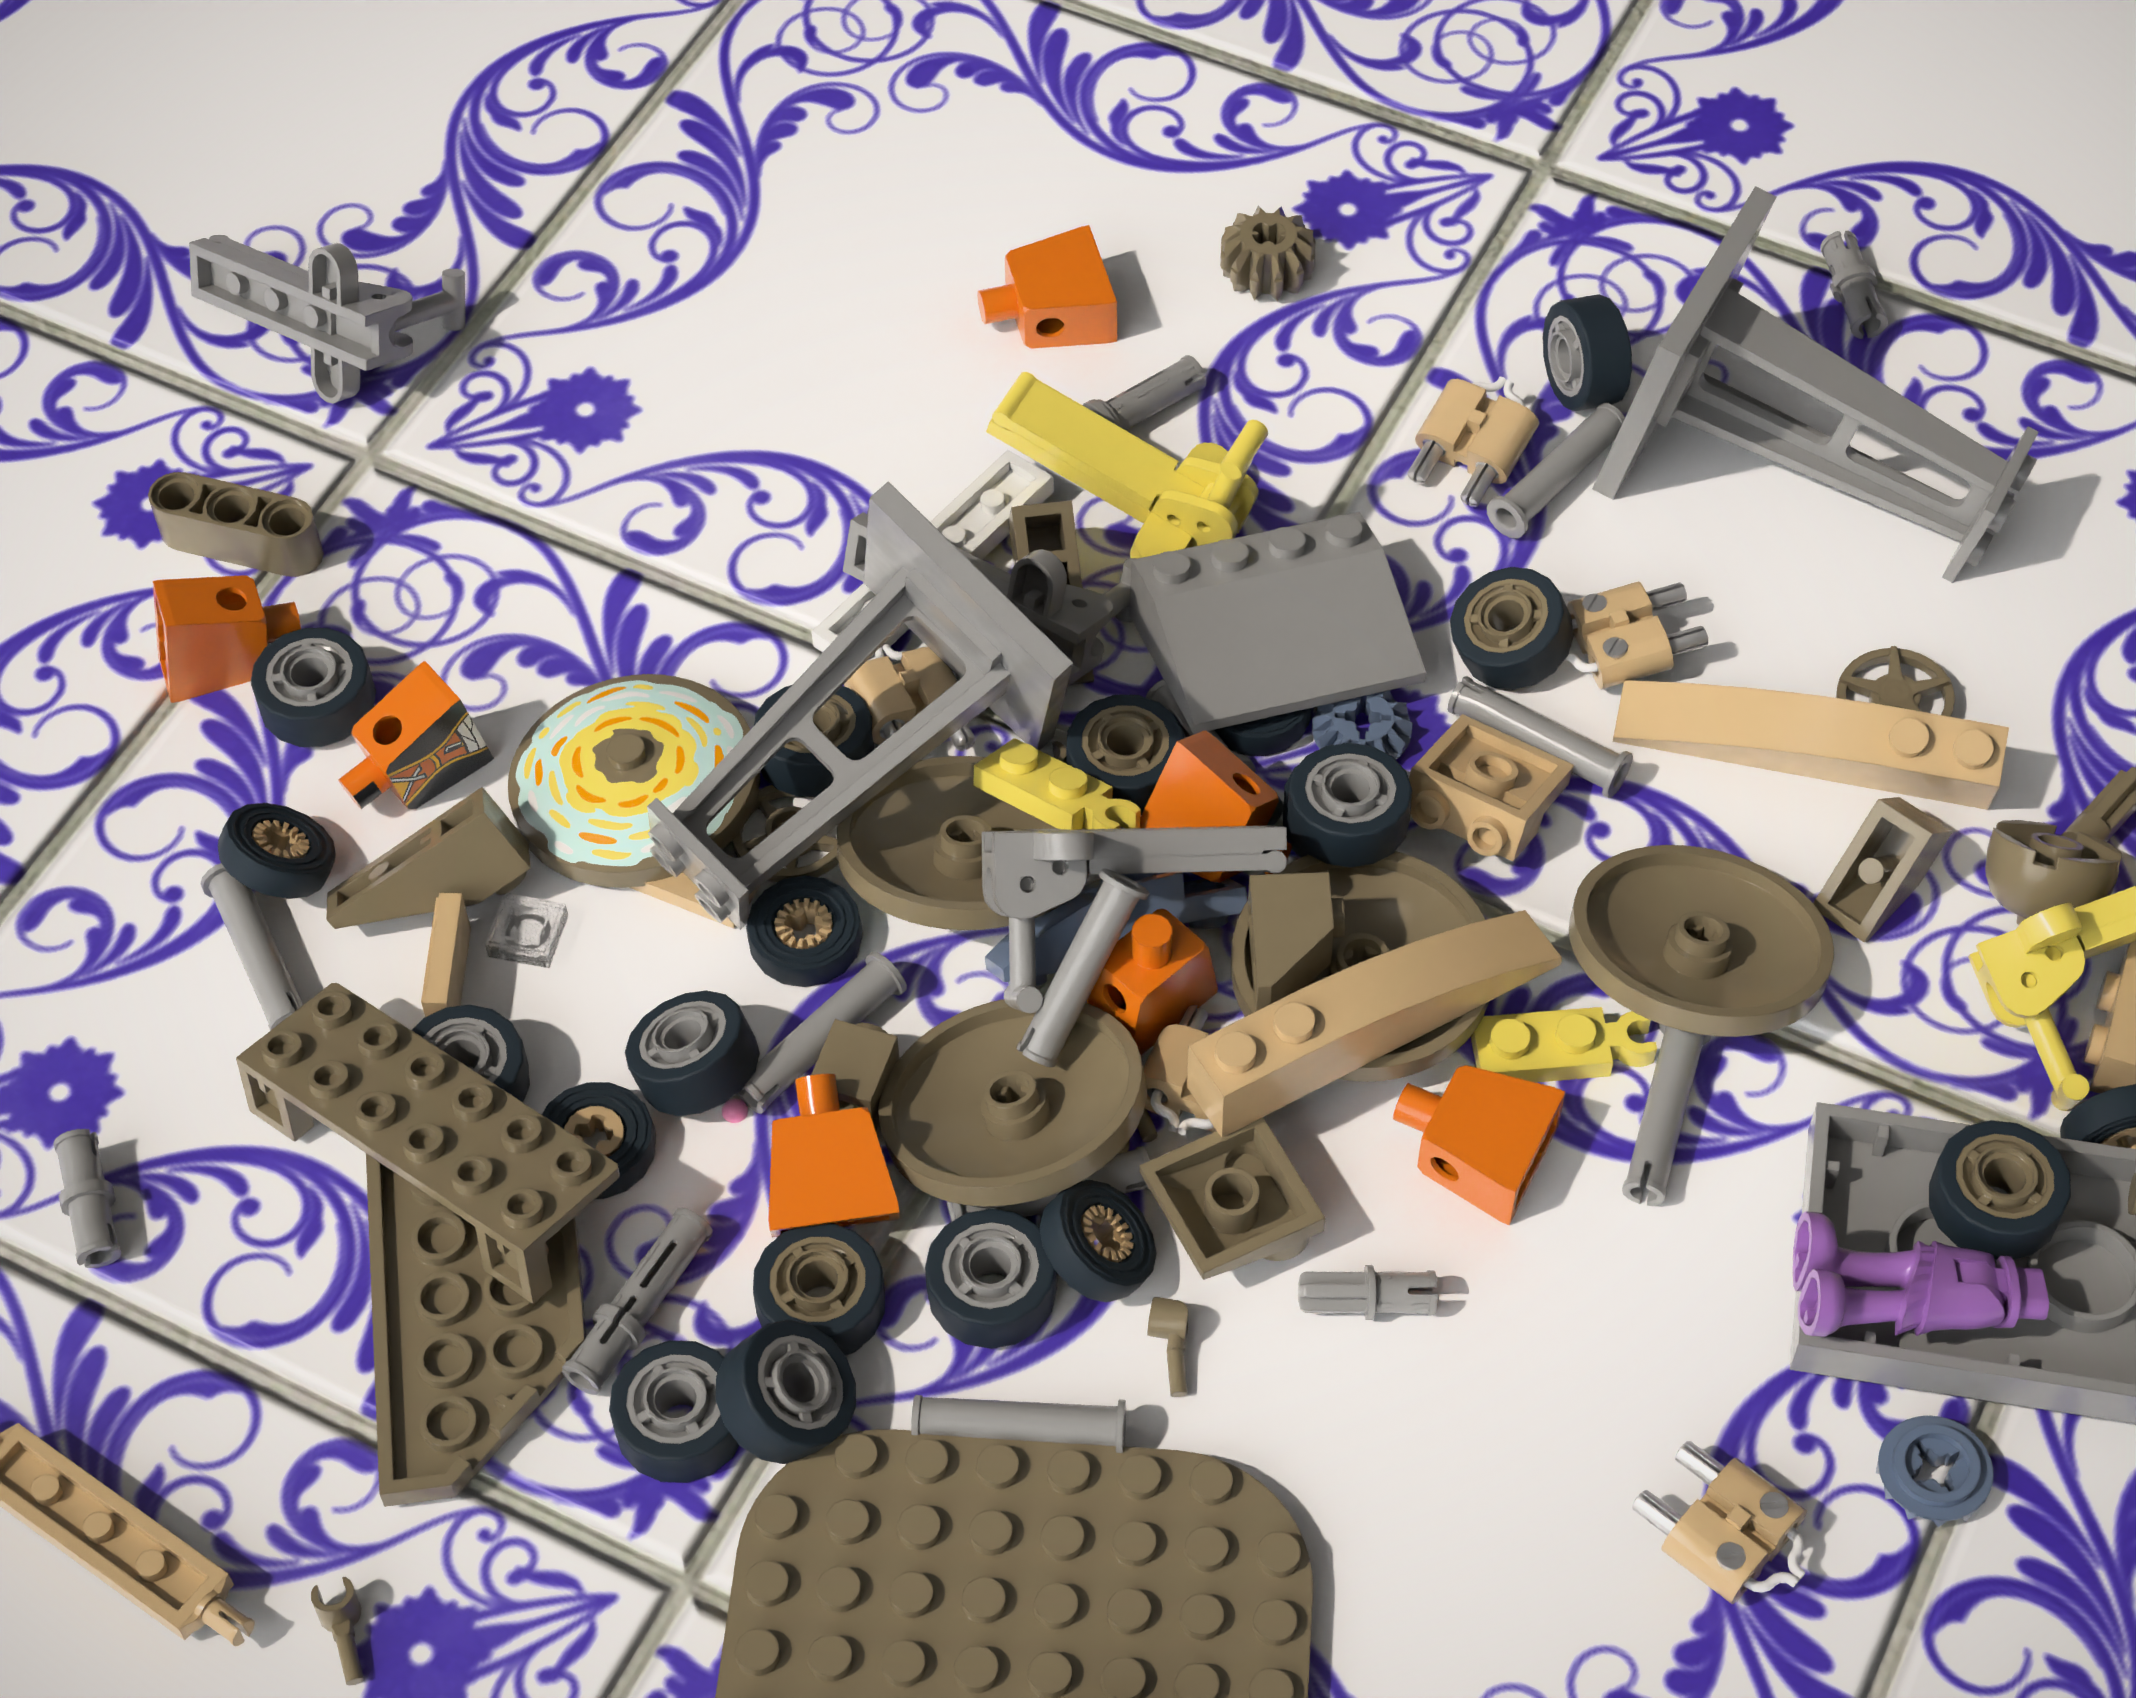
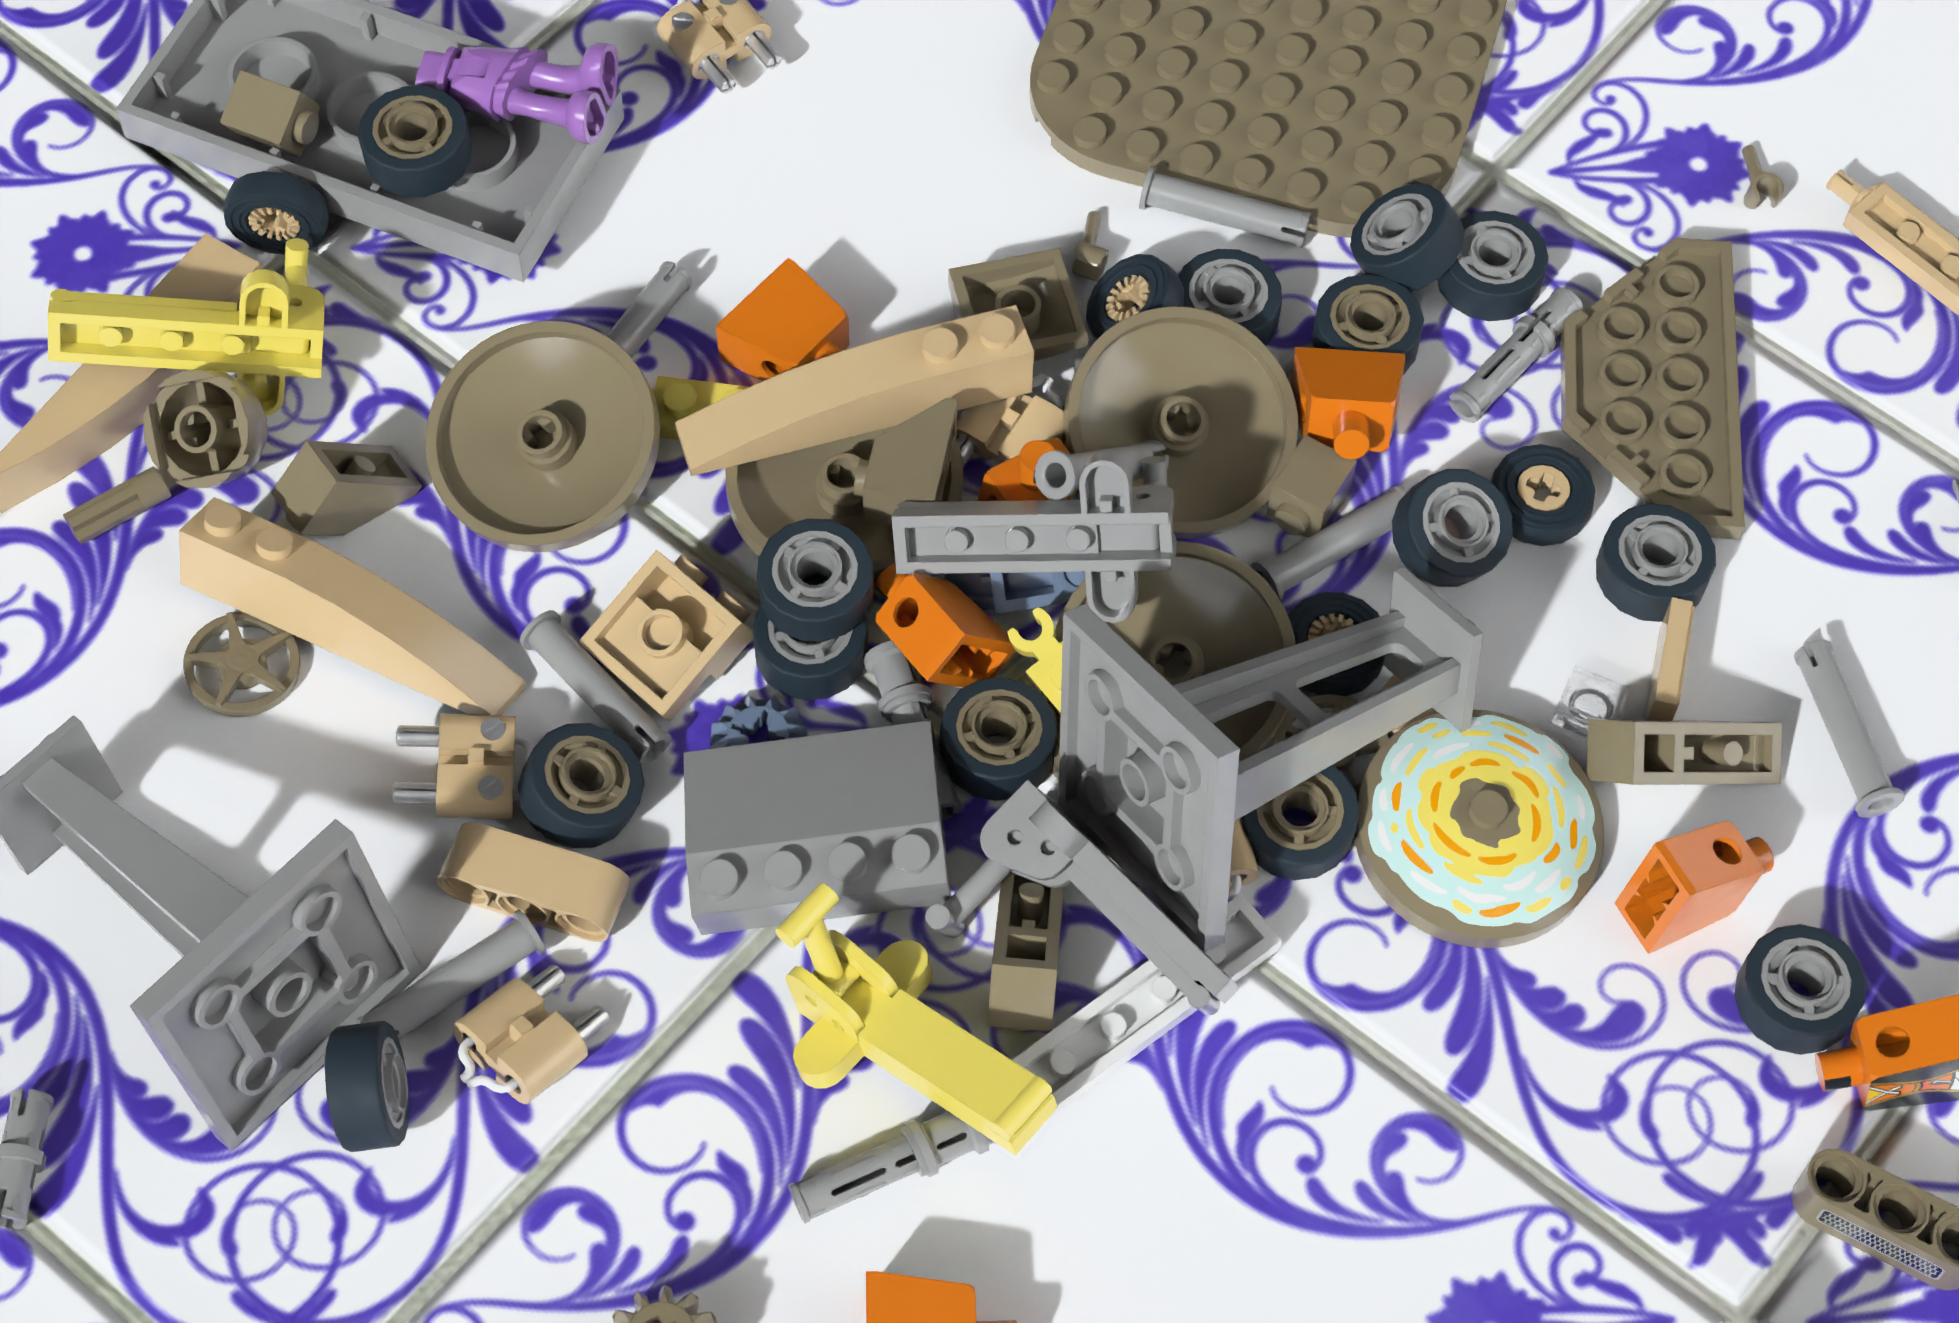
camera: 170 degrees left, 5 degrees up
(276, 850) = (1799, 802): black bush -> none
(429, 1124) = (1696, 481): dark tan bracket -> none
(1367, 1292) = (924, 243): light grey axle -> none
(1563, 548) = (541, 880): none -> tan beam
(1940, 1443) = (563, 33): sand blue gear -> none

